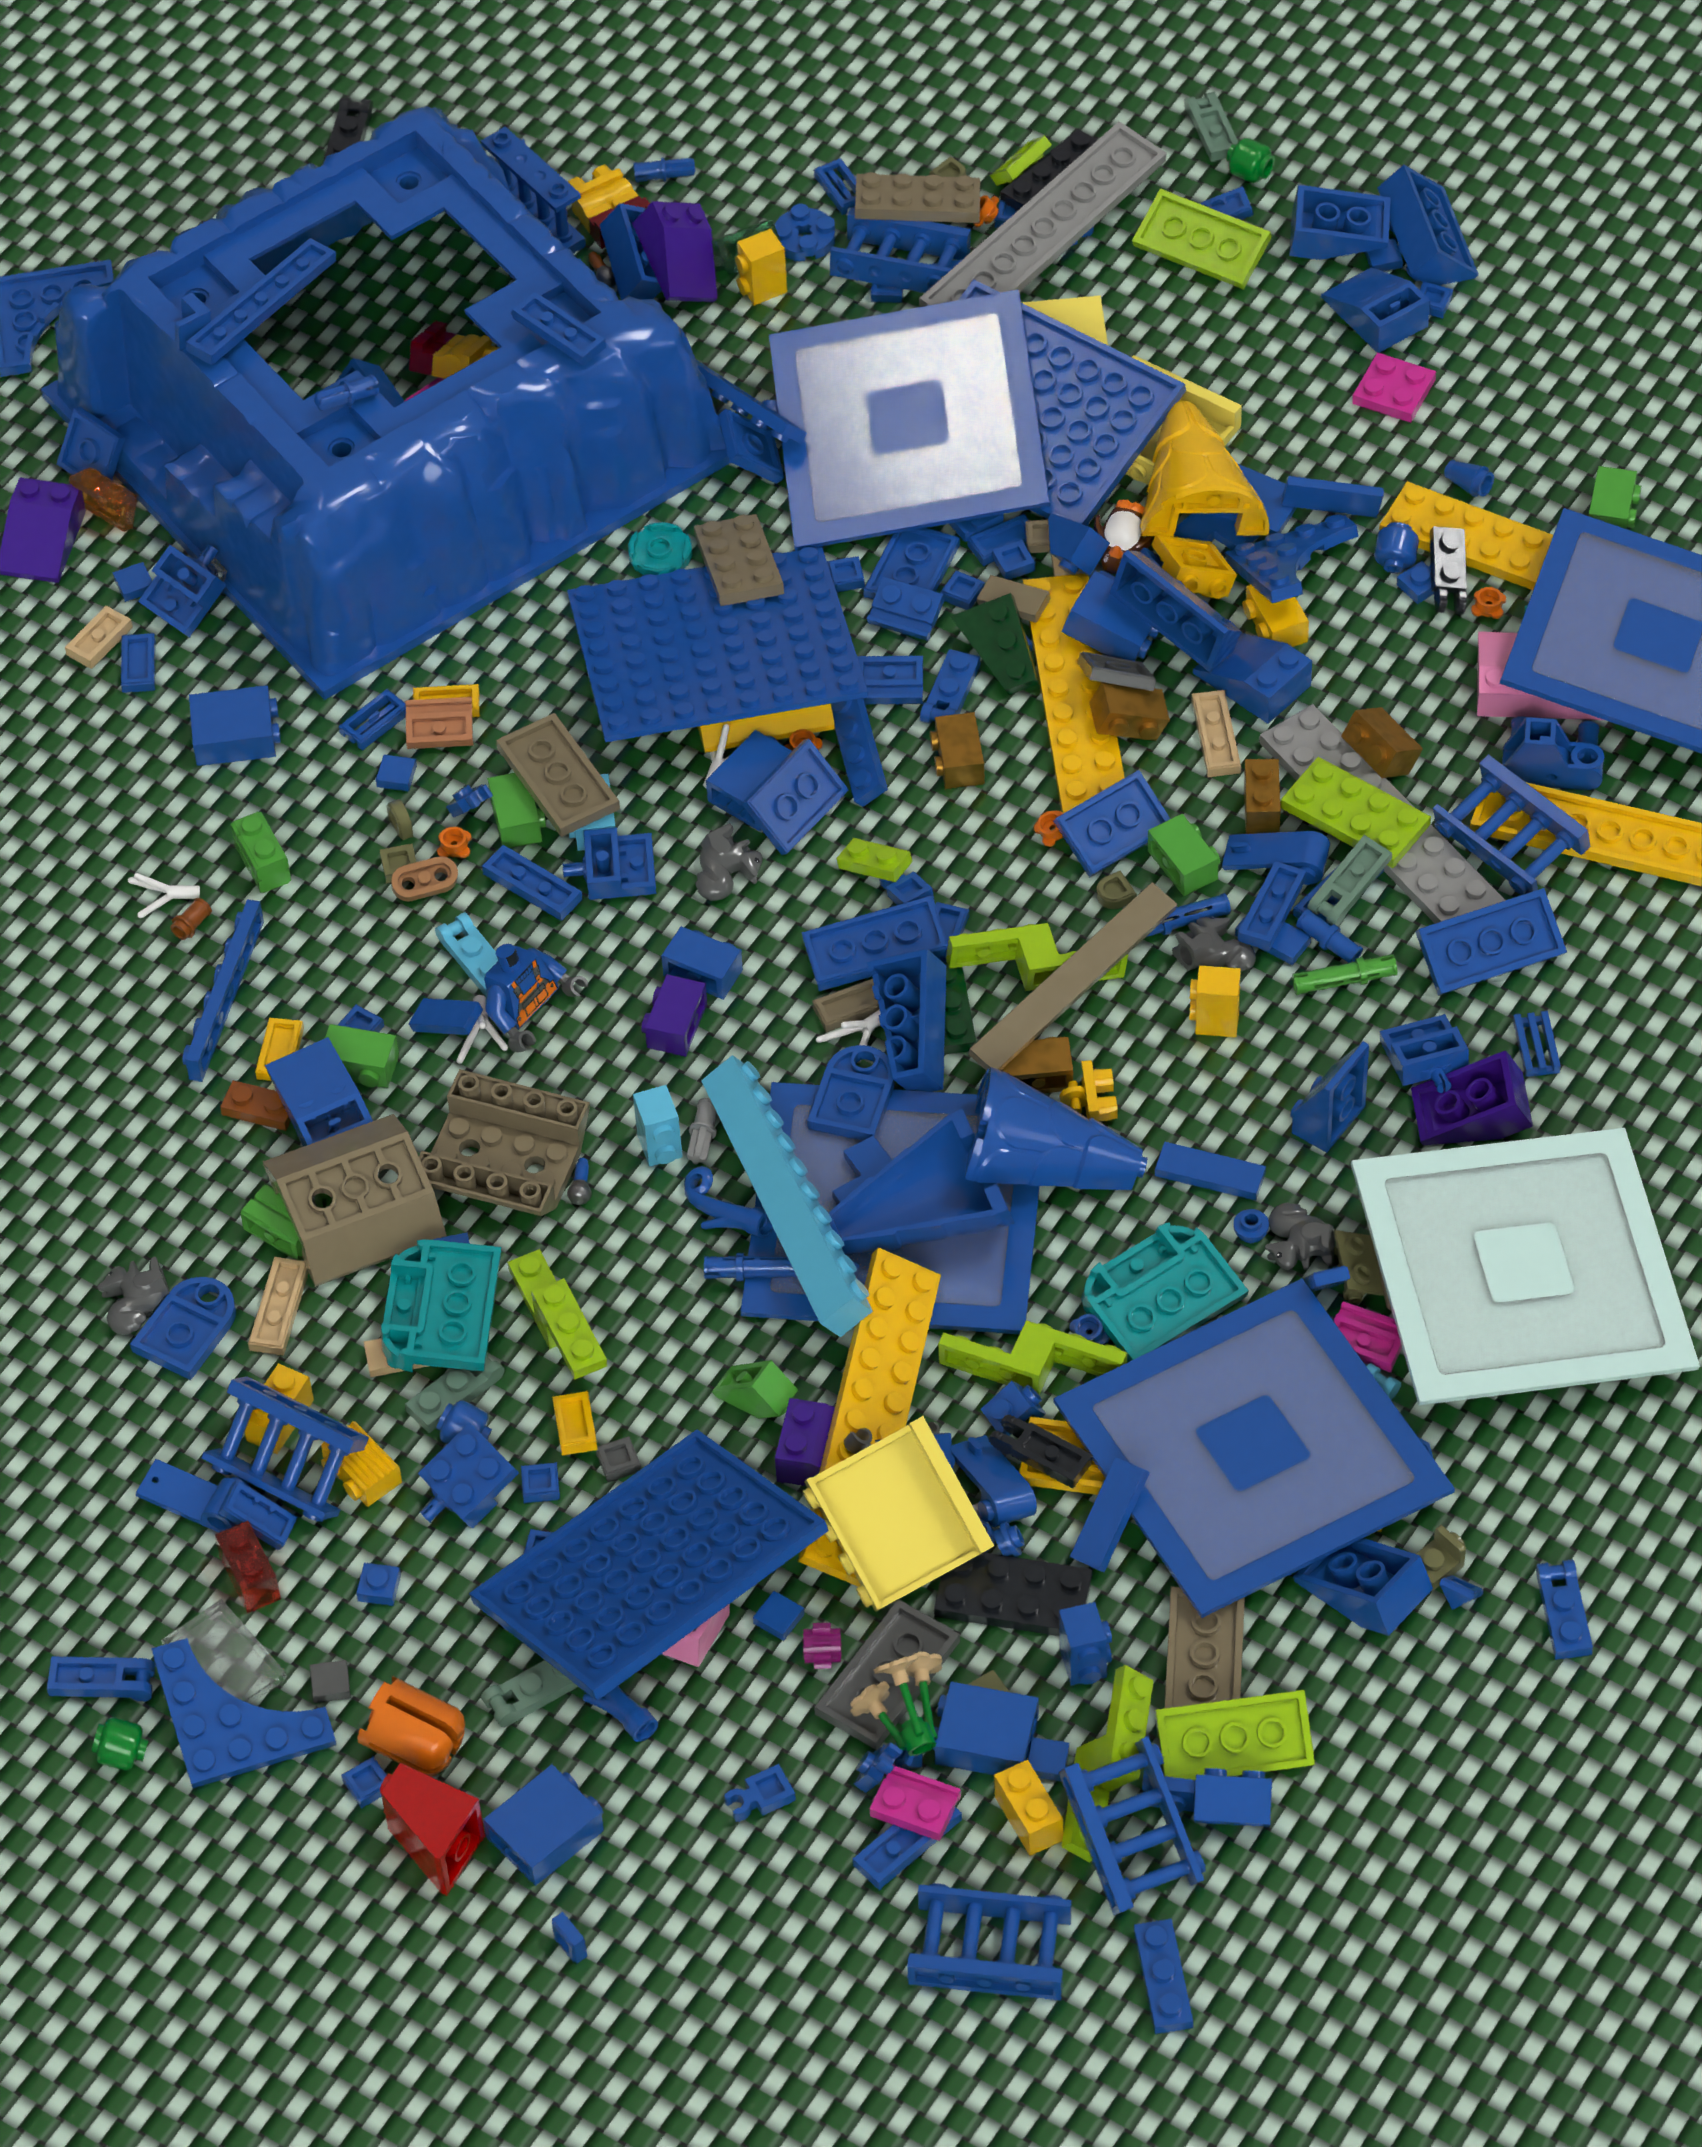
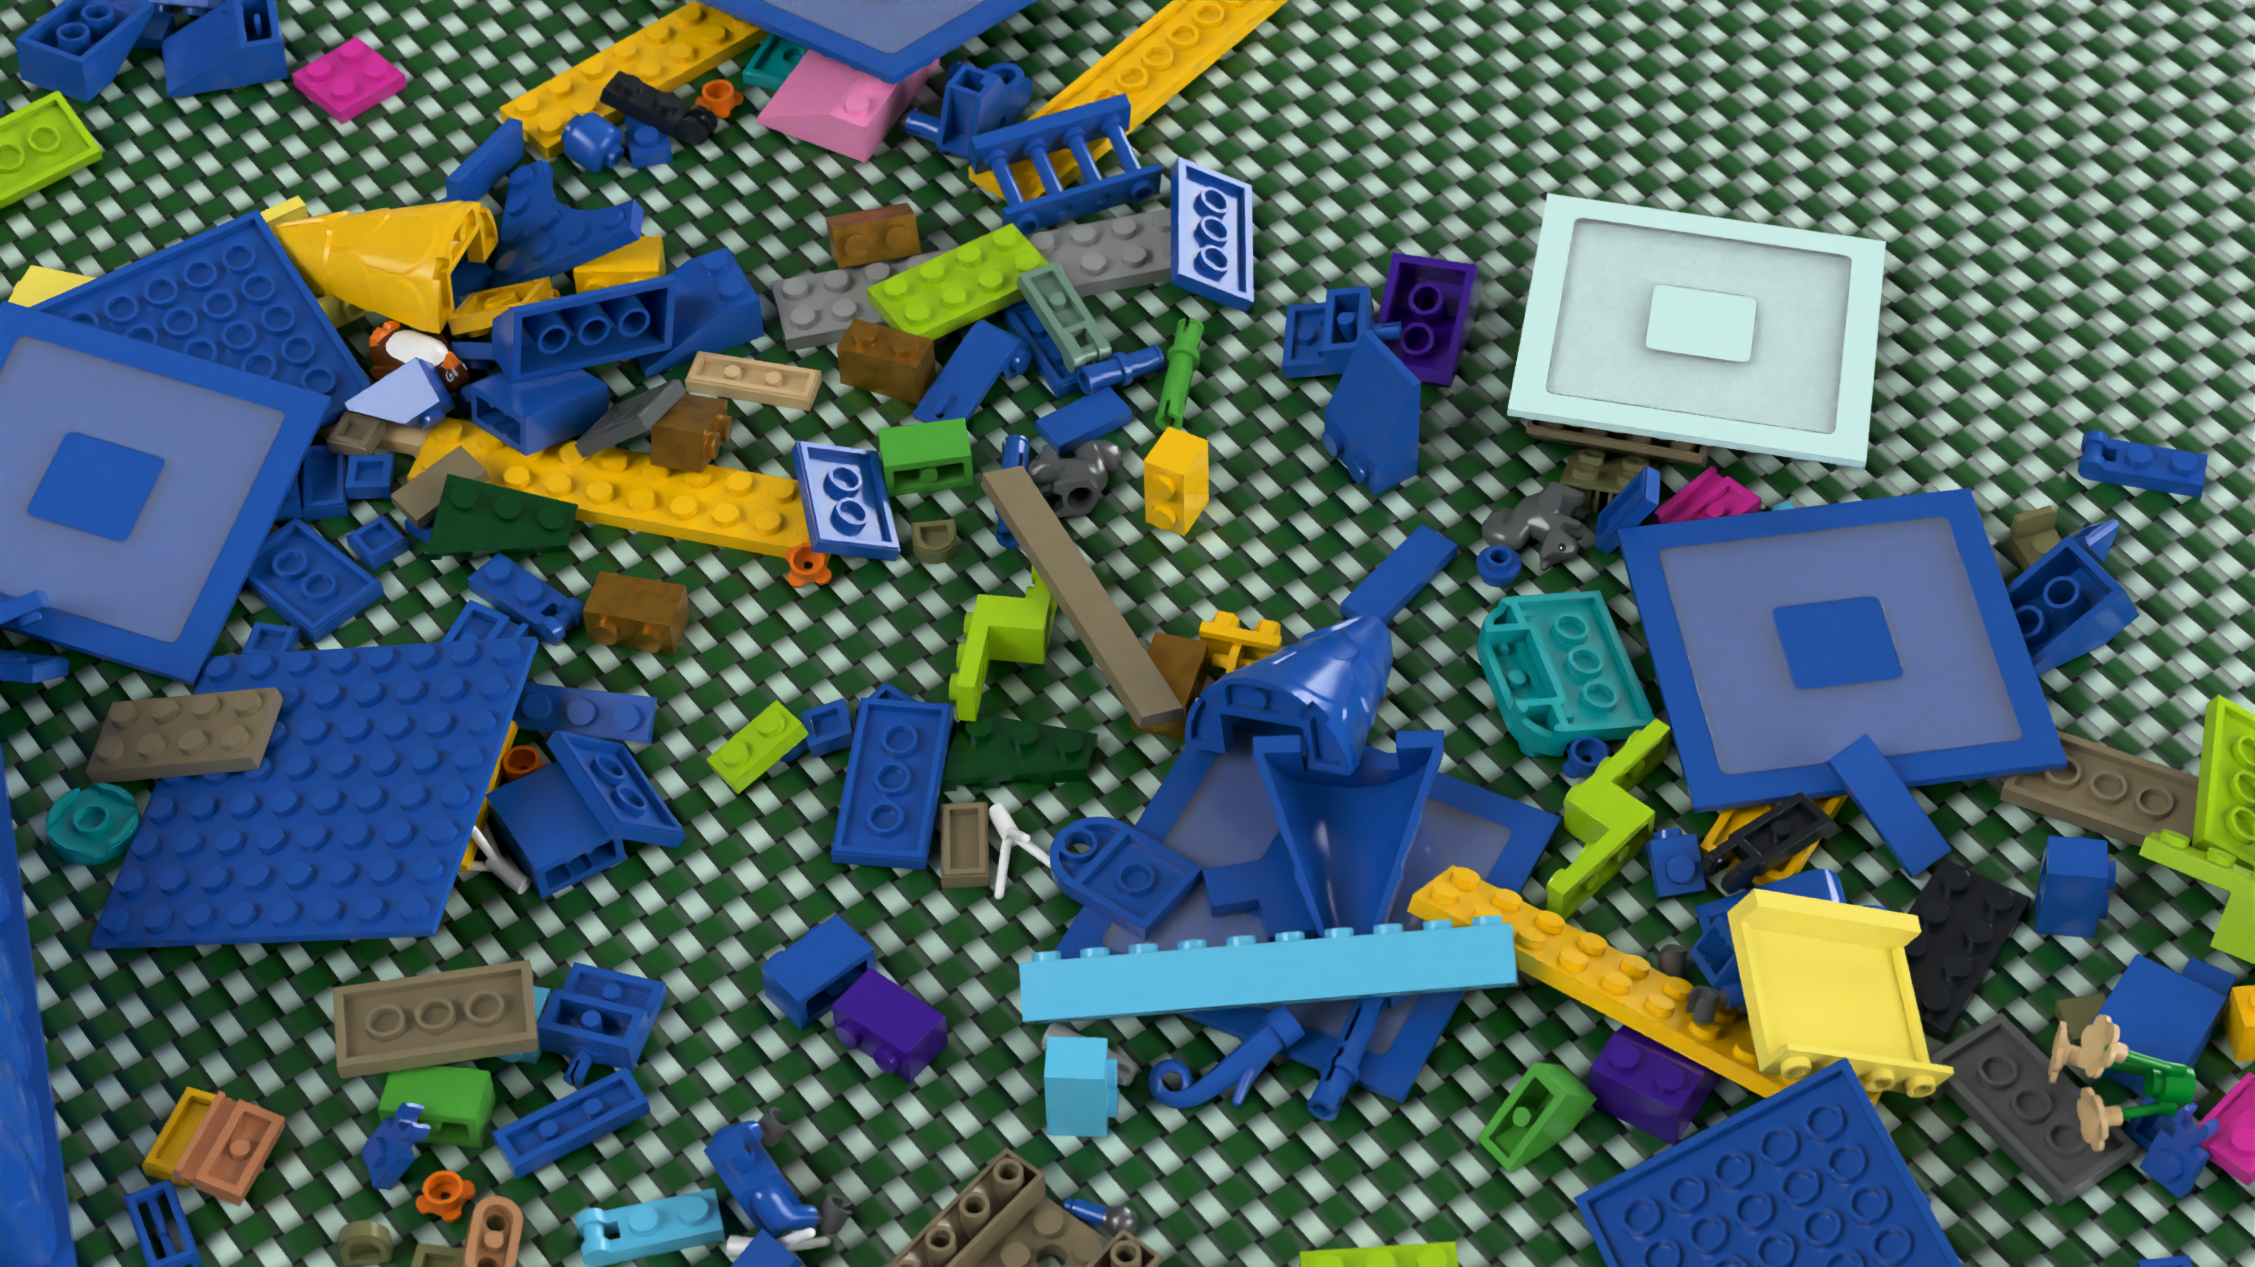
camera: 70 degrees left, 5 degrees down
(396, 773) = (276, 1230): blue tile -> none
(722, 858) = (660, 902): dark grey animal -> none
(822, 1645) = (1970, 1160): magenta gear -> none
(905, 608) = (375, 599): blue plate -> none
(913, 1016) = (1042, 771): blue wedge -> none
(1272, 906) = (1056, 397): blue plate -> none
(1470, 477) = (530, 57): blue cone -> none
(1532, 1022) = (1357, 251): blue tile -> none

